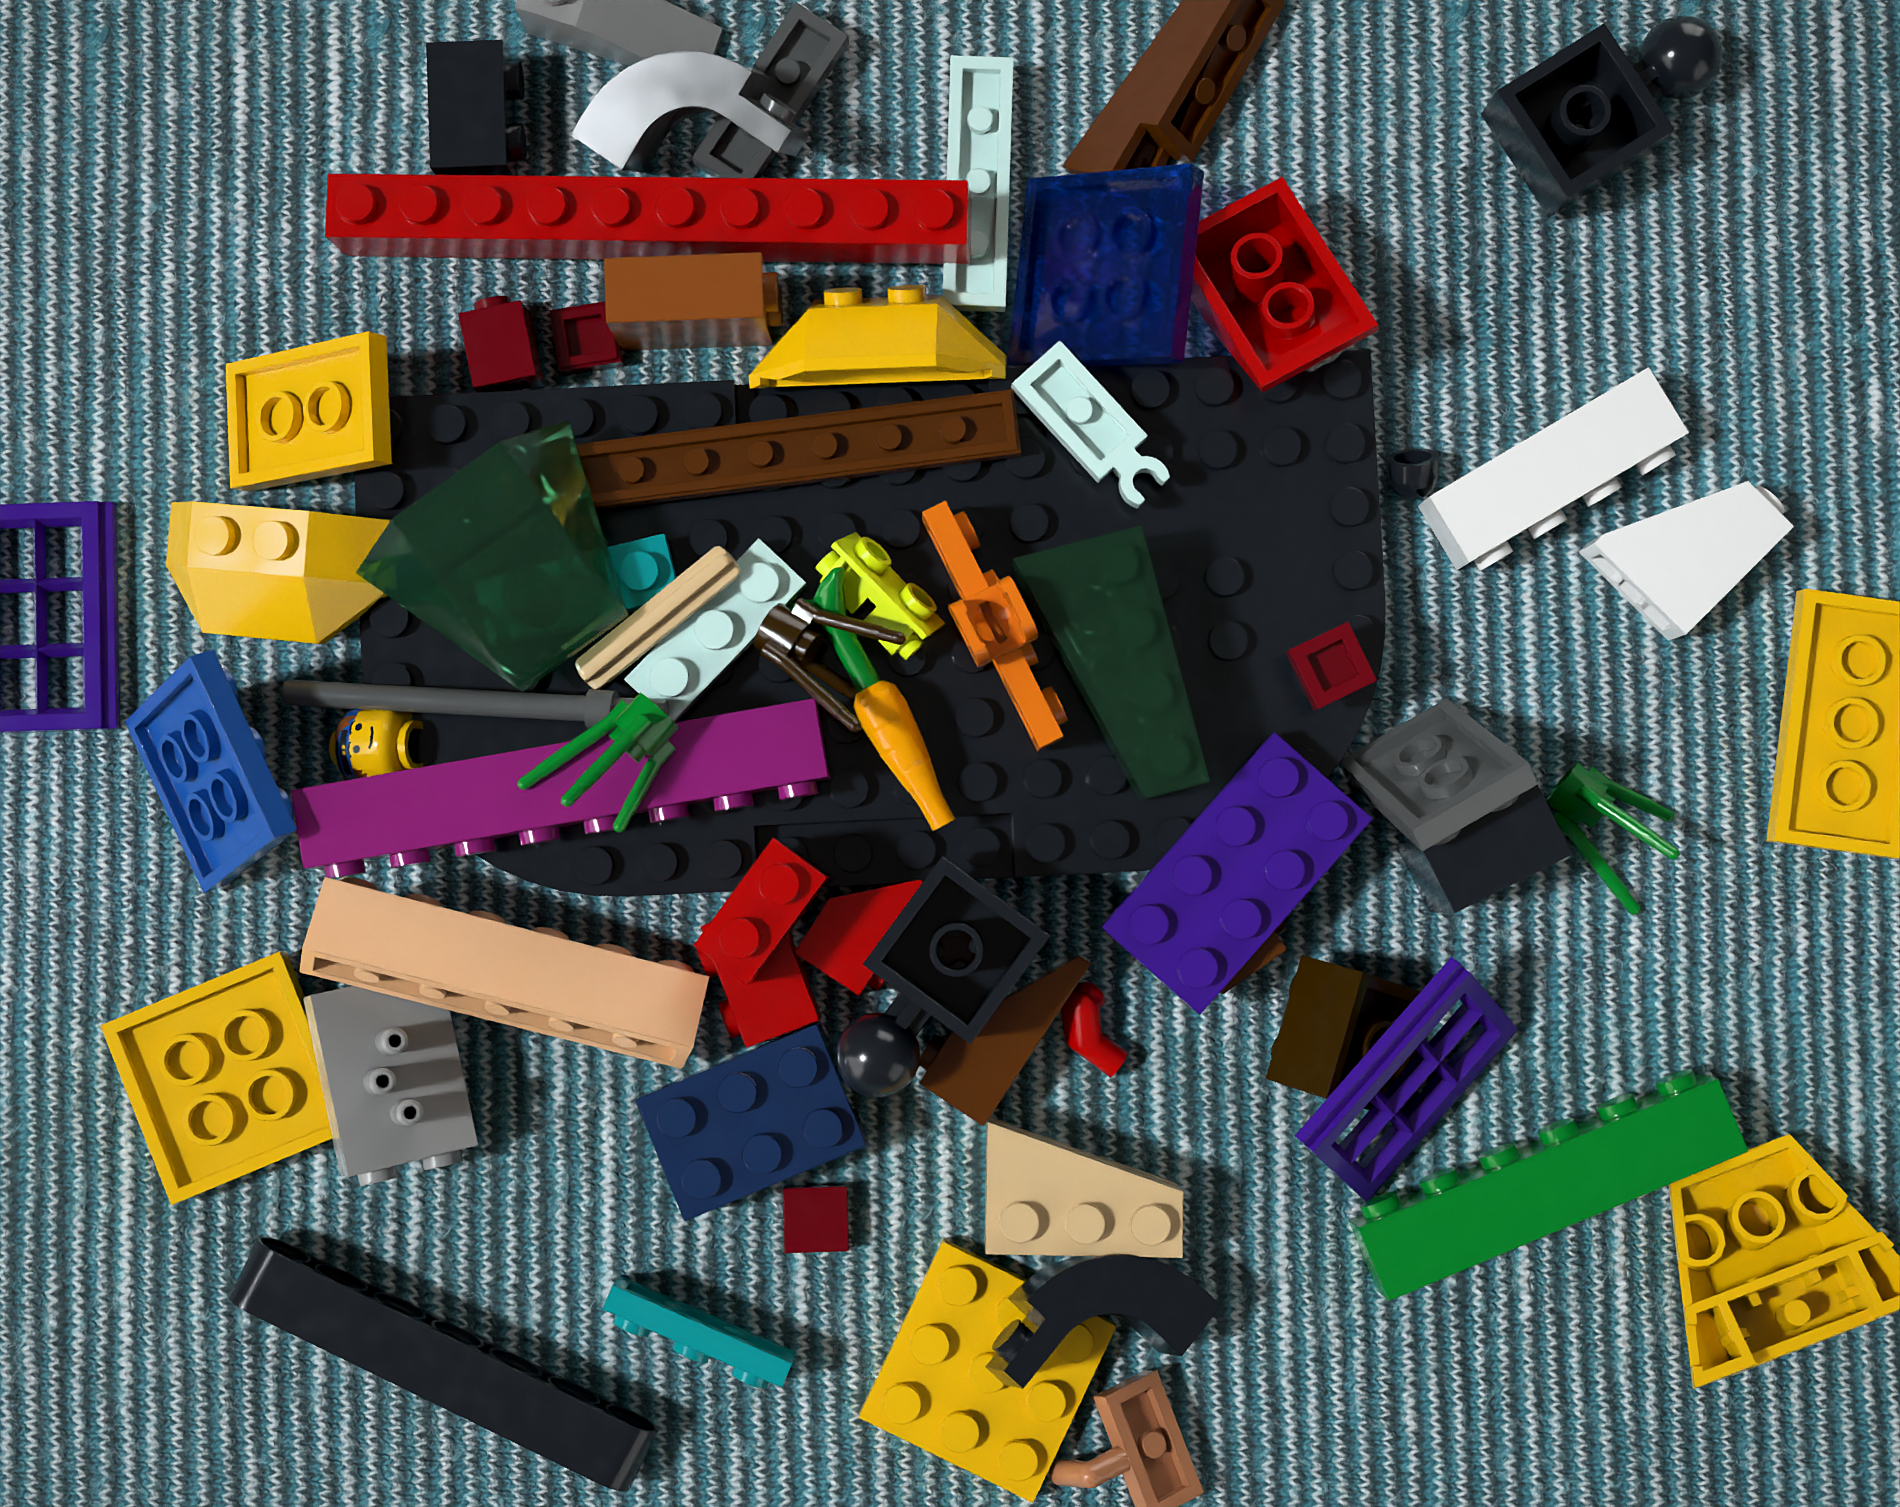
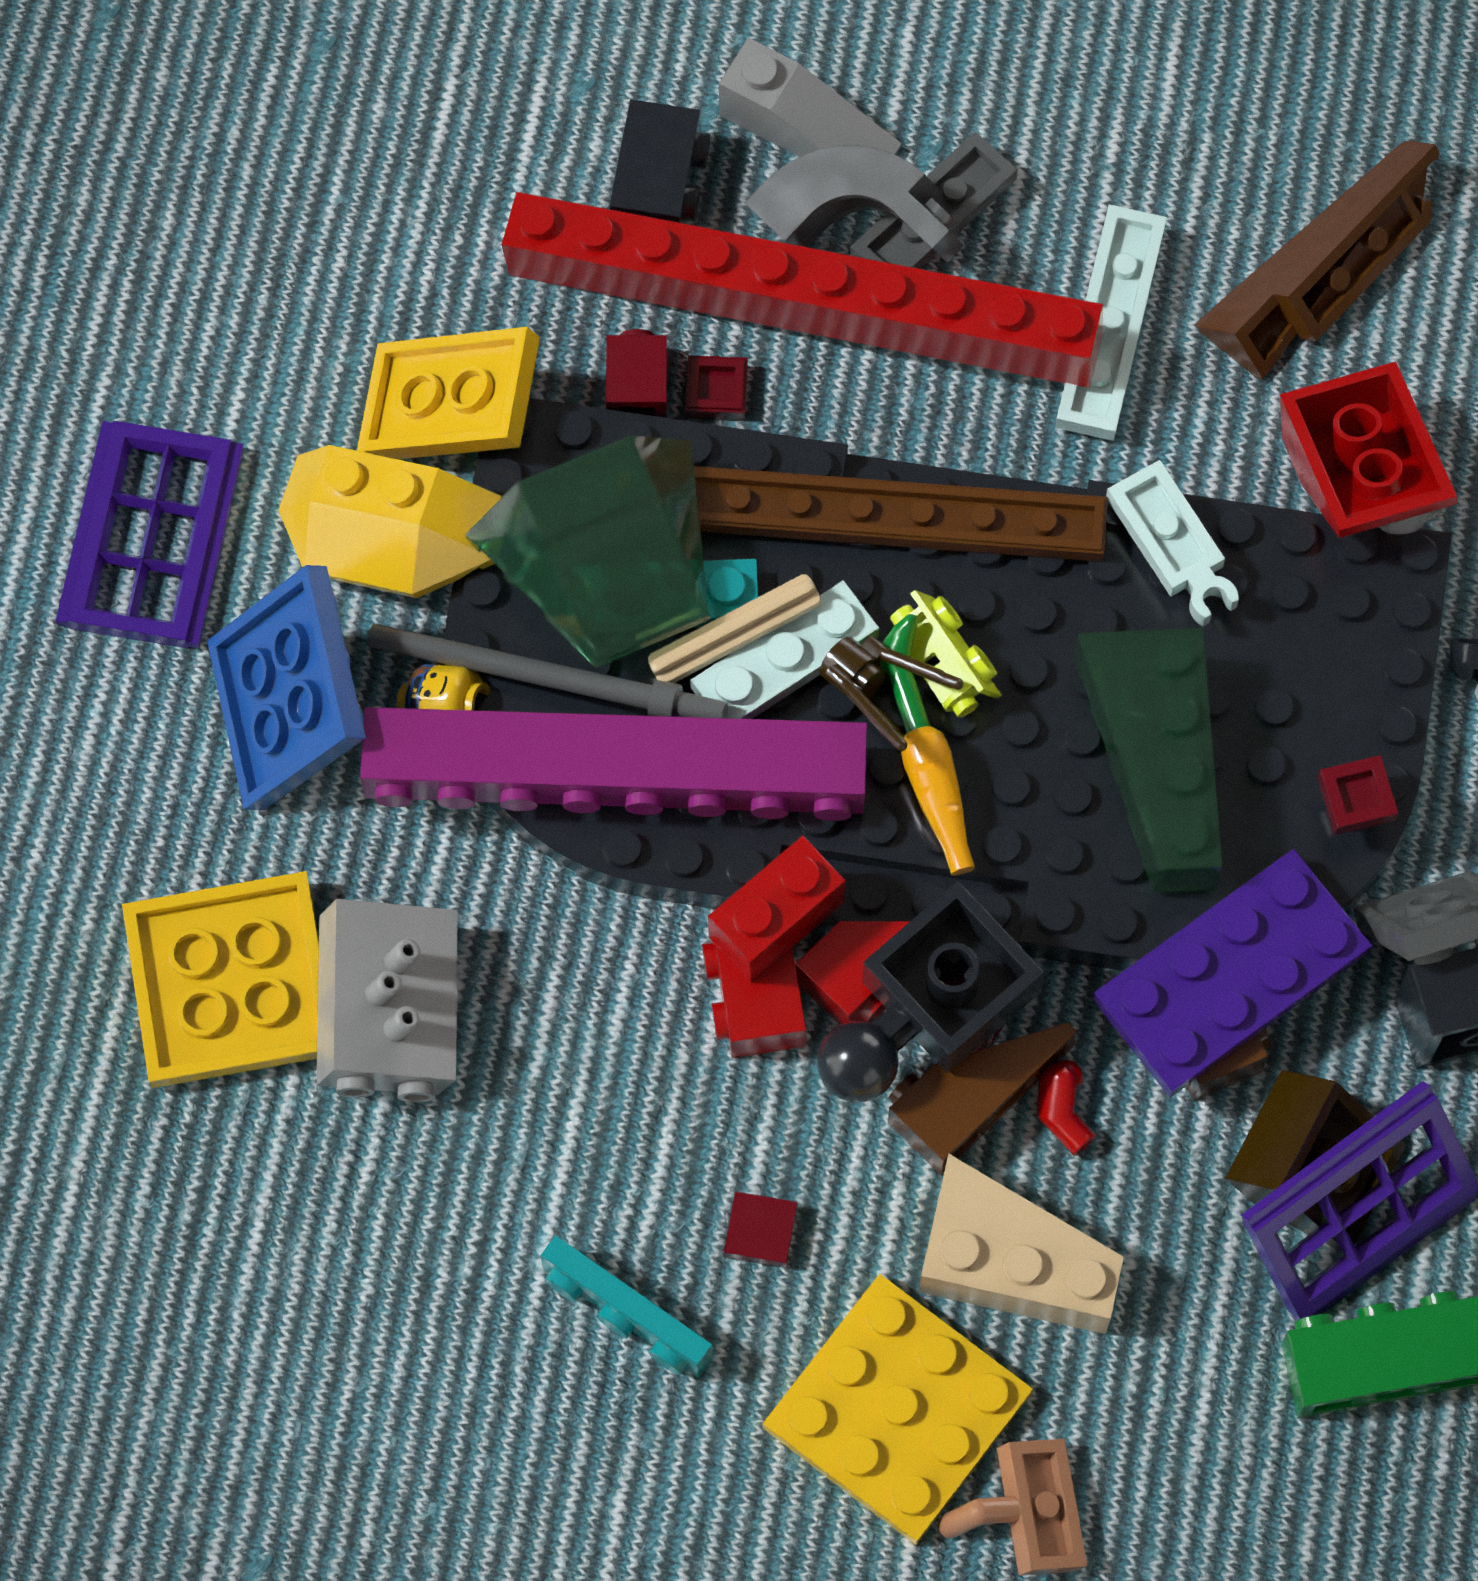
camera: 15 degrees right, 15 degrees down
(443, 1363) = (374, 1287): black beam -> none
(503, 971) = (519, 924): light nougat brick -> none
(638, 731) = (695, 711): green plant -> none
(691, 301) = (825, 367): dark orange brick -> none
(751, 1121) = (722, 1116): dark blue piece -> none
(879, 342) = (988, 436): yellow wedge -> none
(995, 624) = (1050, 695): orange plate -> none
(1107, 266) = (1219, 407): clear blue plate -> none
(1143, 1292) = (1036, 1336): black arch -> none

